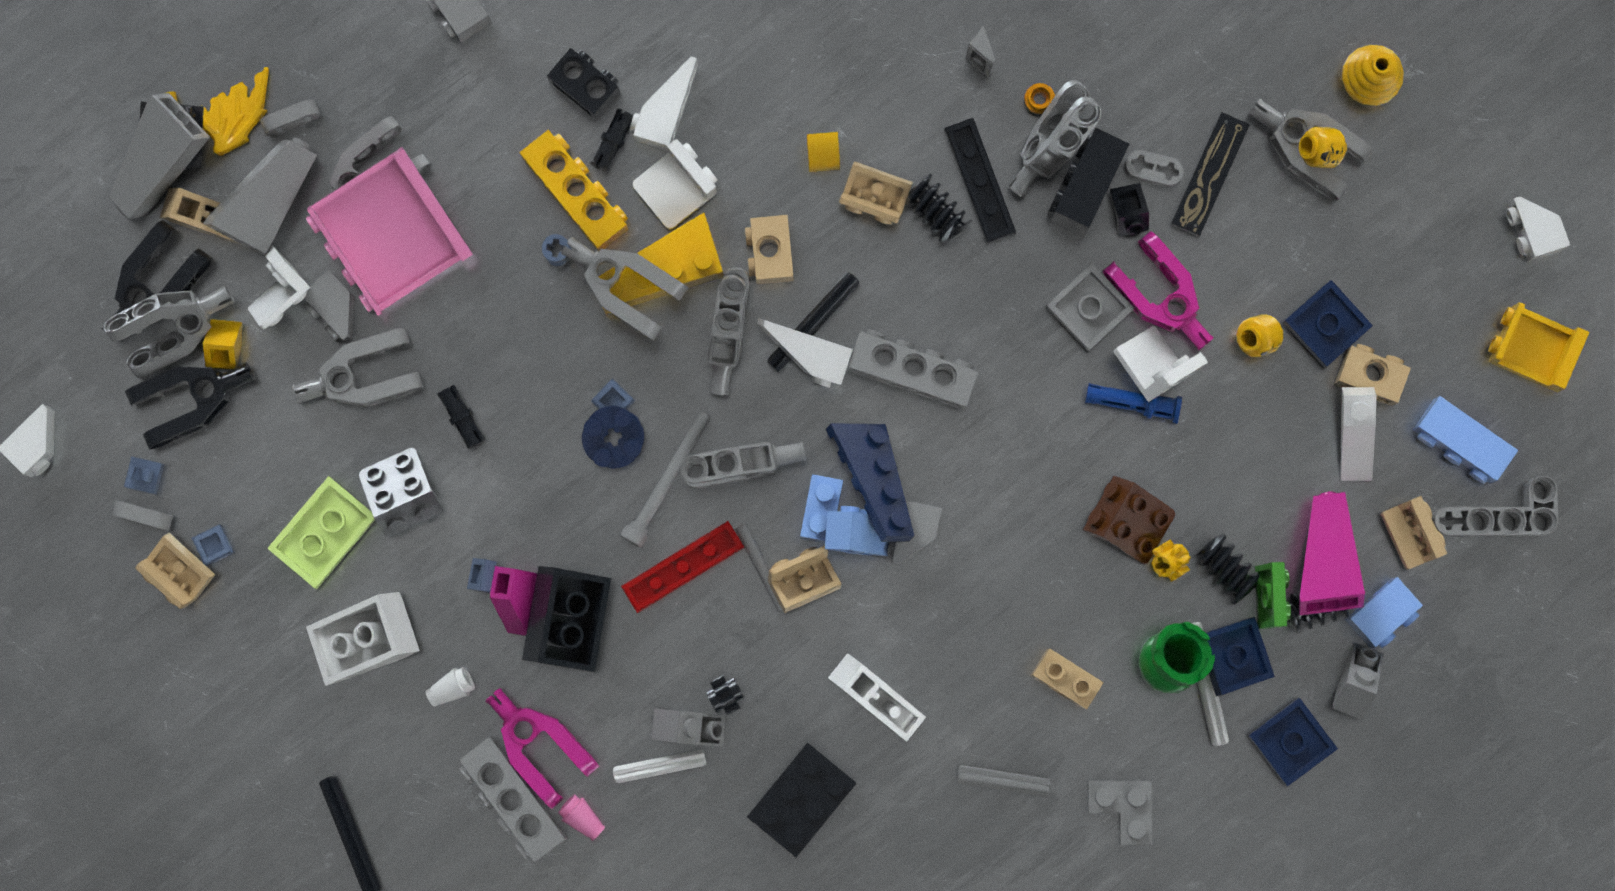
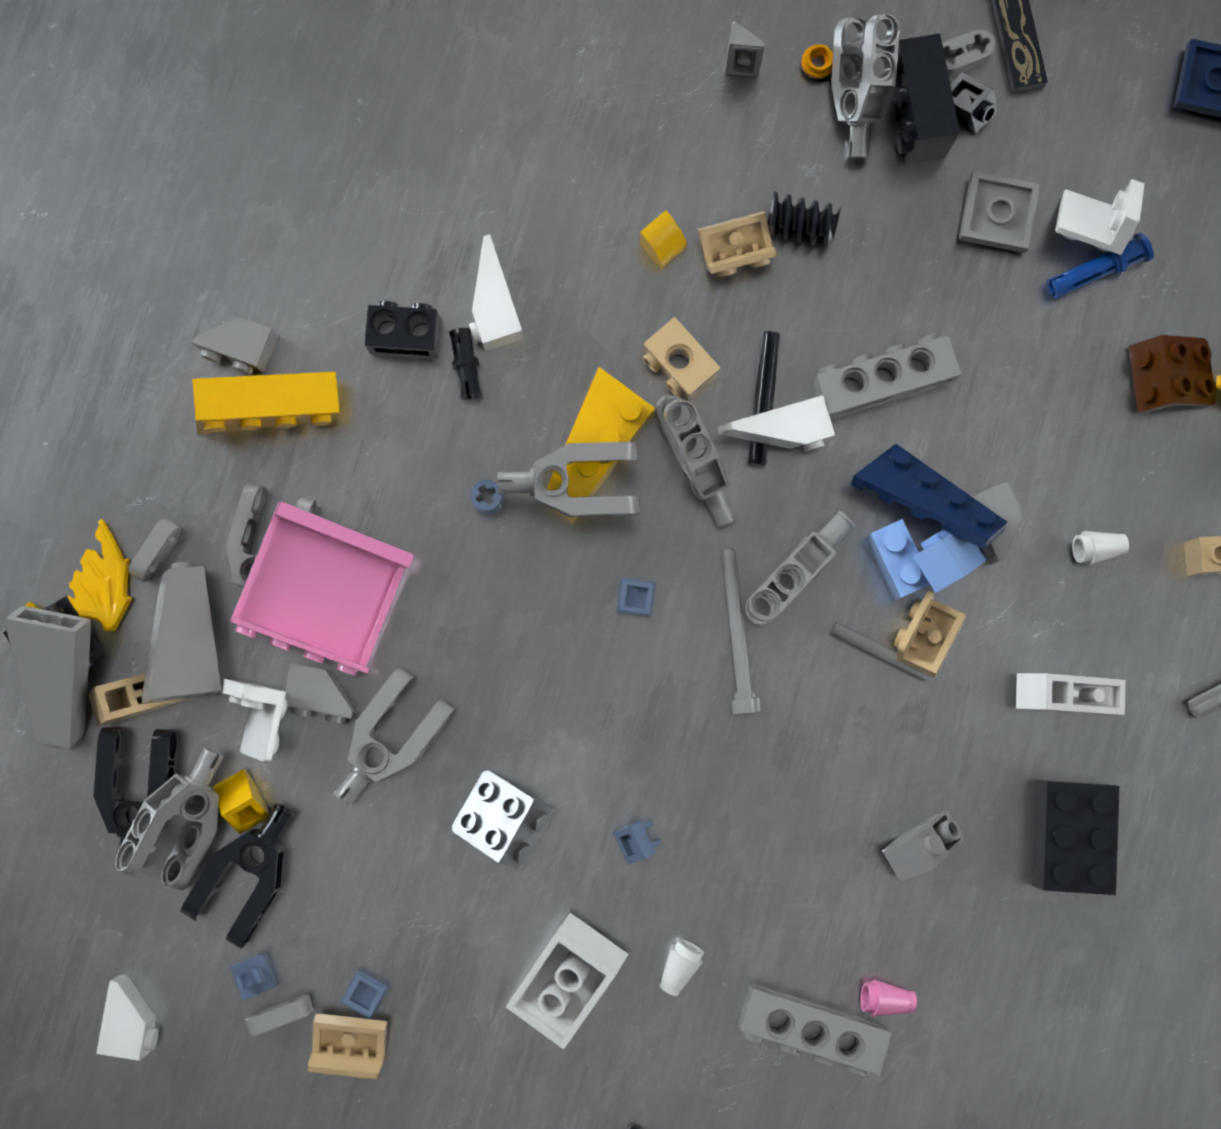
camera: 35 degrees left, 0 degrees up
(322, 532) = (458, 909): yellowish green plate -> none
(446, 66) = (264, 401): none -> yellow wedge
(461, 416) = (509, 710): black pin -> none
(512, 597) = (683, 841): dark pink slope -> none
(515, 745) = (789, 939): dark pink piece -> none
(539, 156) = (416, 407): yellow brick -> none
(566, 618) = (744, 828): black brick -> none
(628, 446) = (665, 649): dark blue plate -> none
(659, 766) = (922, 899): white axle -> none
(676, 185) = (552, 361): white bracket -> none
(682, 567) = (809, 702): red tile -> none
(725, 695) = (936, 791): black gear -> none
(978, 606) = (1098, 546): none -> white cone
(980, 181) = (818, 170): black tile -> none
(1184, 294) = (1061, 132): dark pink piece -> none
(1259, 335) = (1170, 140): yellow head -> none

